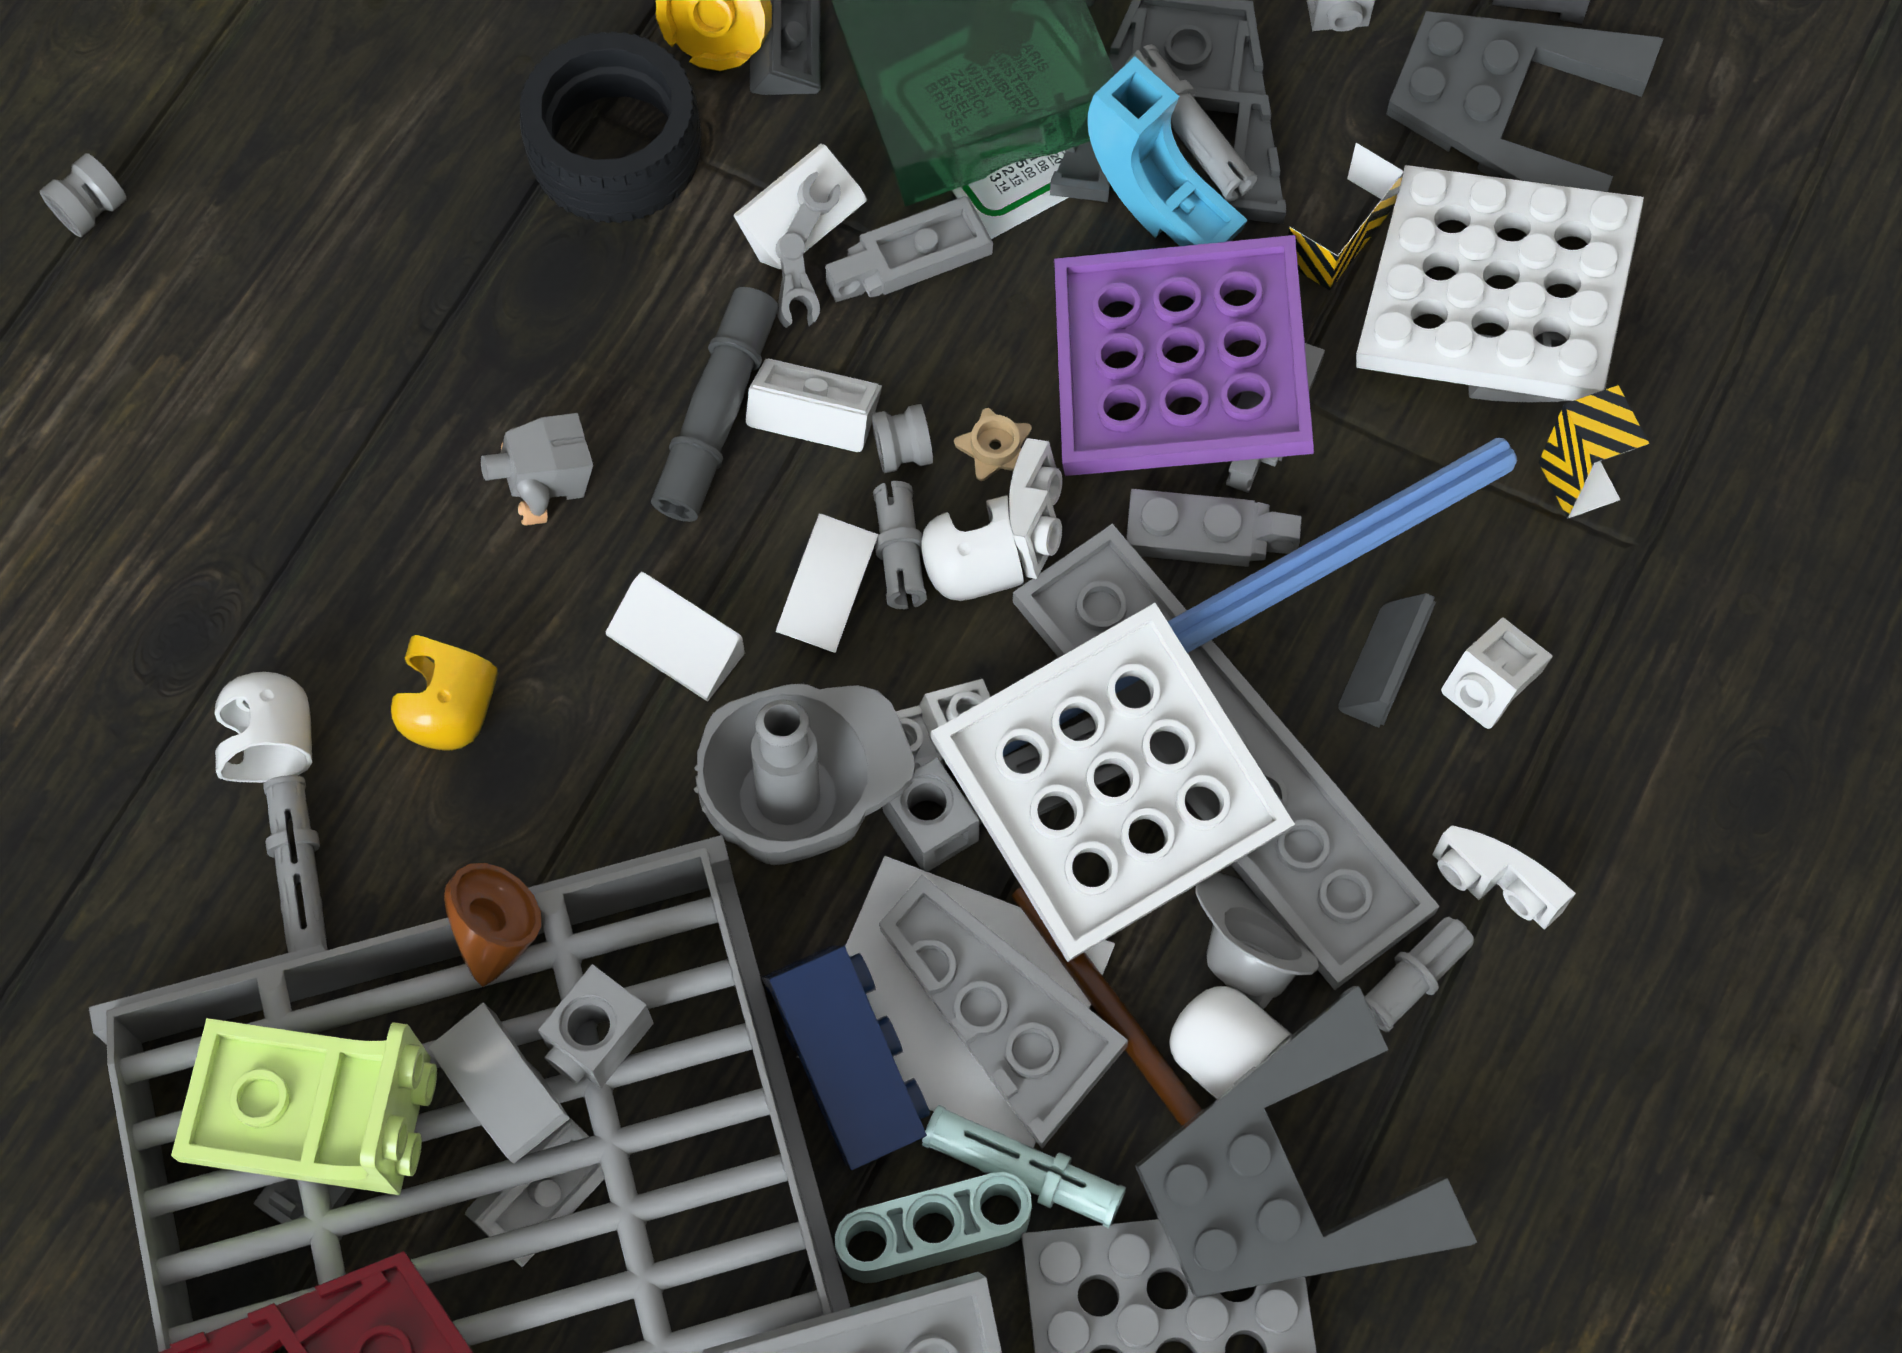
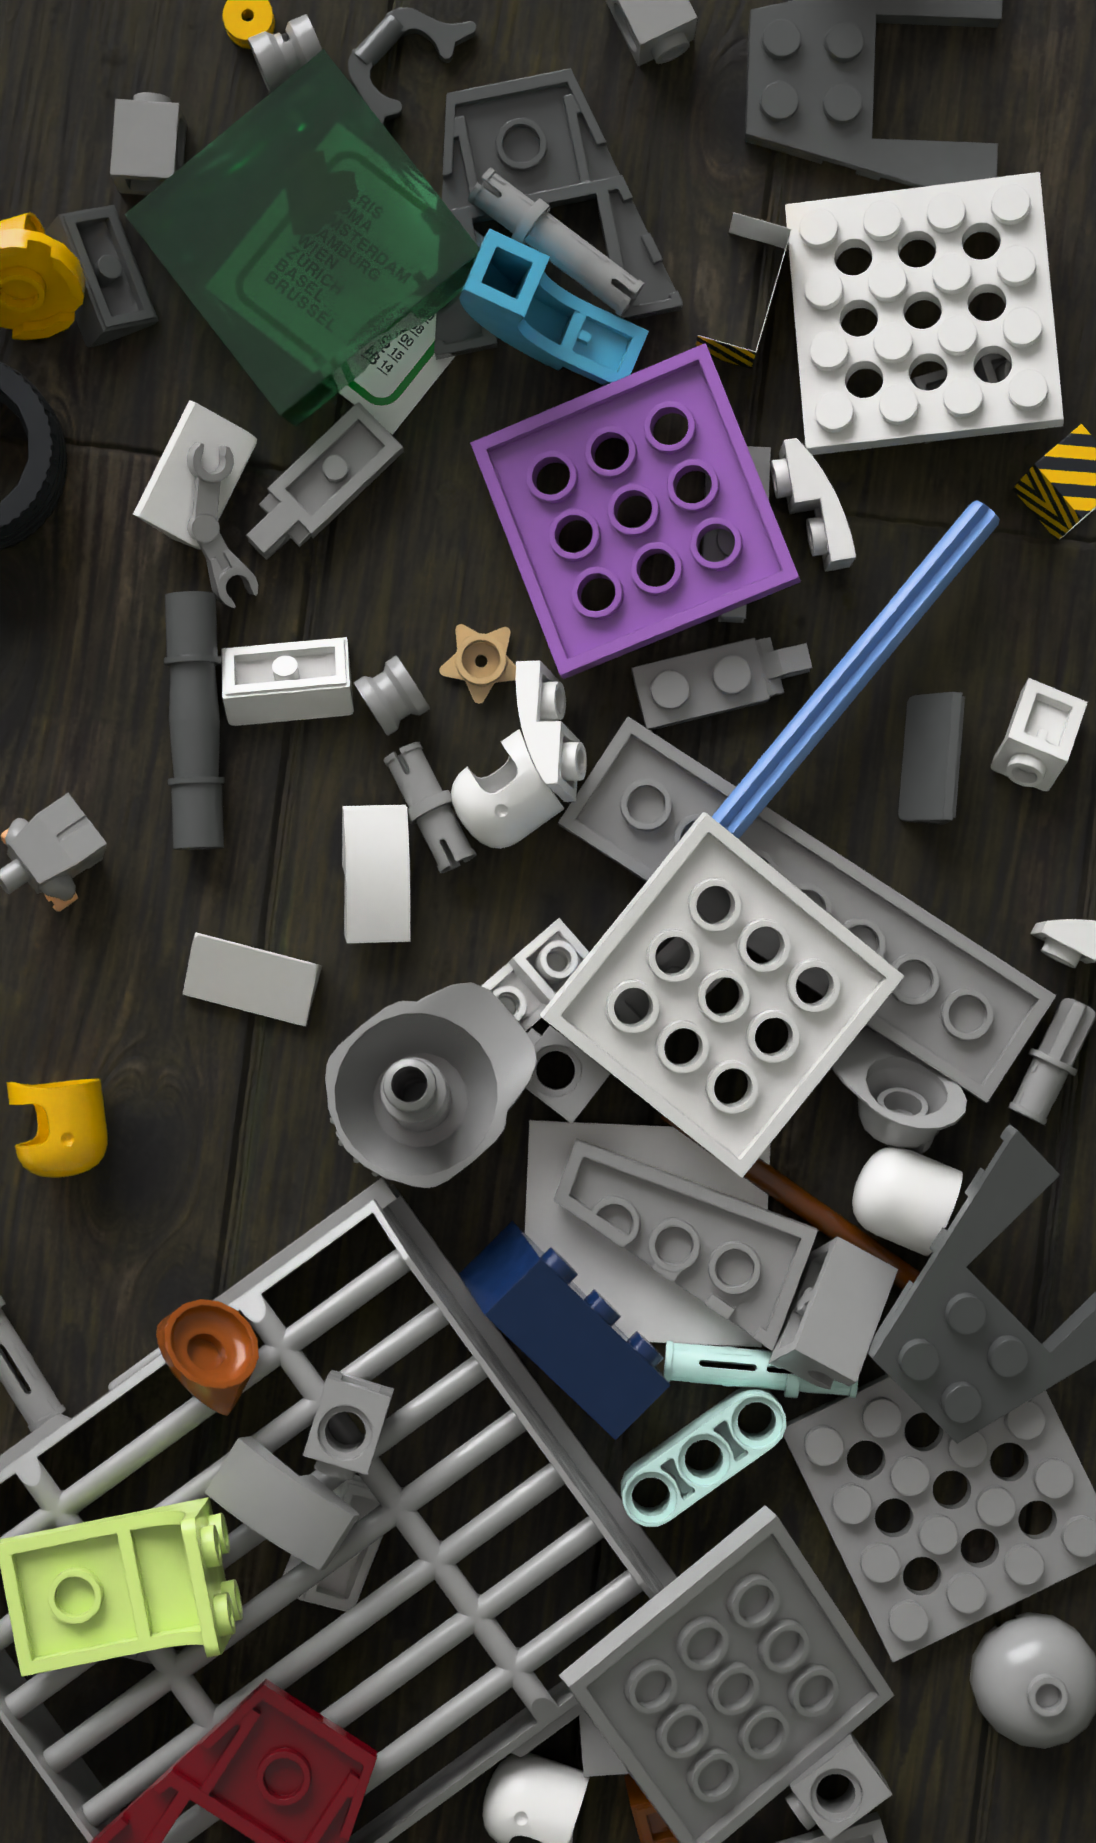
camera: 25 degrees left, 20 degrees up
(1116, 1128) = (834, 1314): none -> light grey hinge
(1349, 403) = (808, 489): none -> white slope

